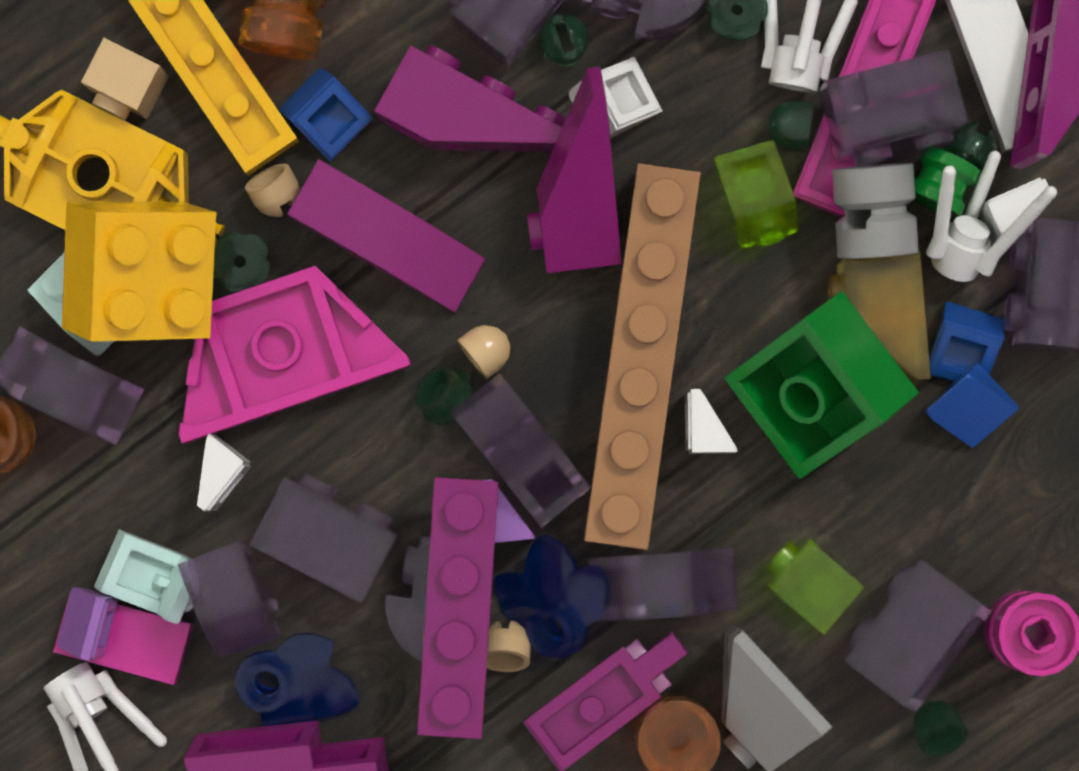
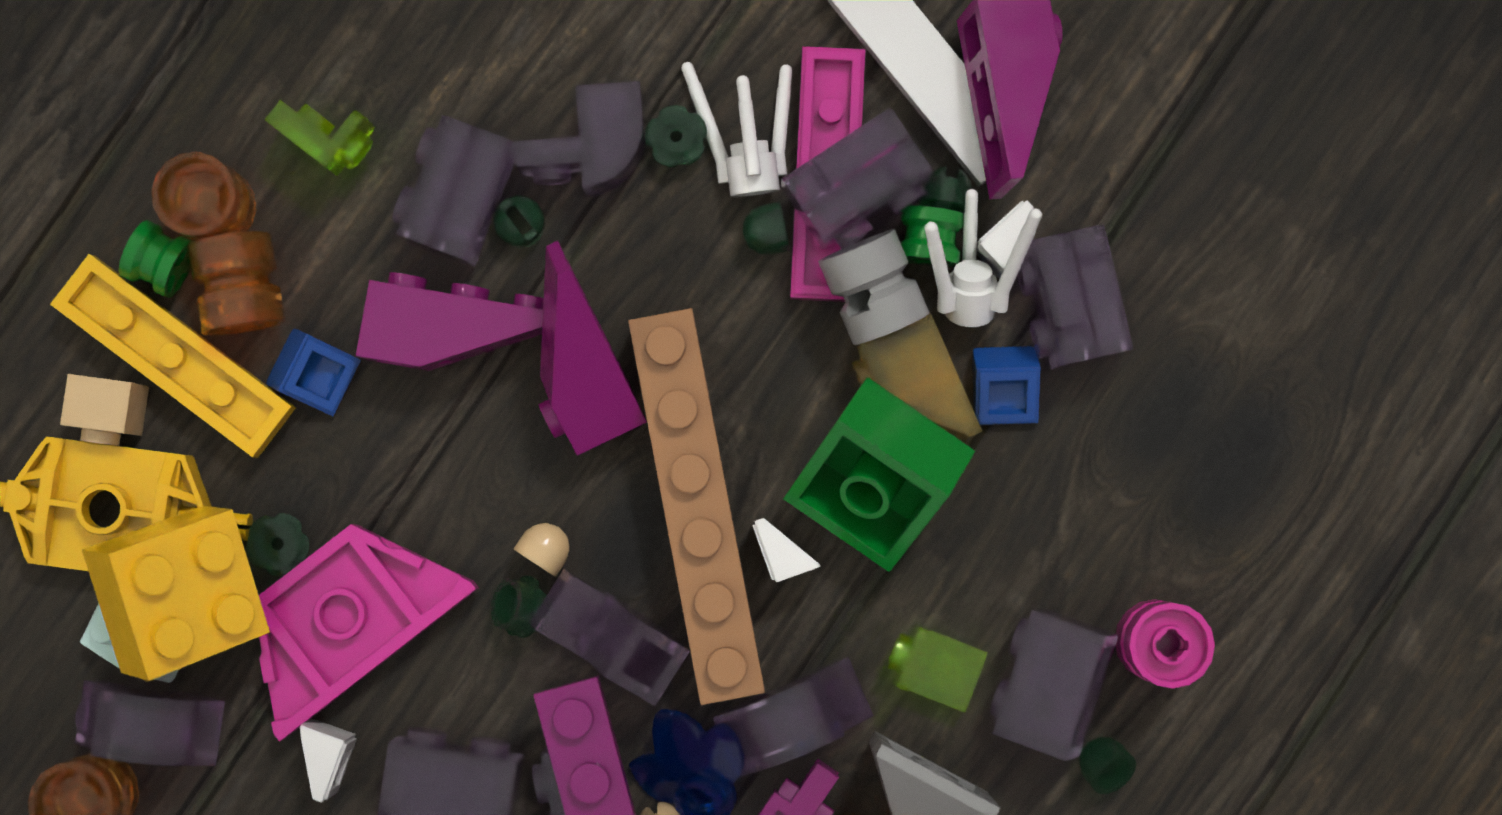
camera: 20 degrees left, 0 degrees up
(272, 189) = (286, 462): tan hinge -> none
(386, 236) = (409, 472): magenta slope -> none
(509, 523) = (623, 707): medium lavender slope -> none
(627, 96) = (596, 258): white slope -> none
(757, 194) = (756, 308): clear neon green bracket -> none
(972, 406) = (1032, 442): blue slope -> none

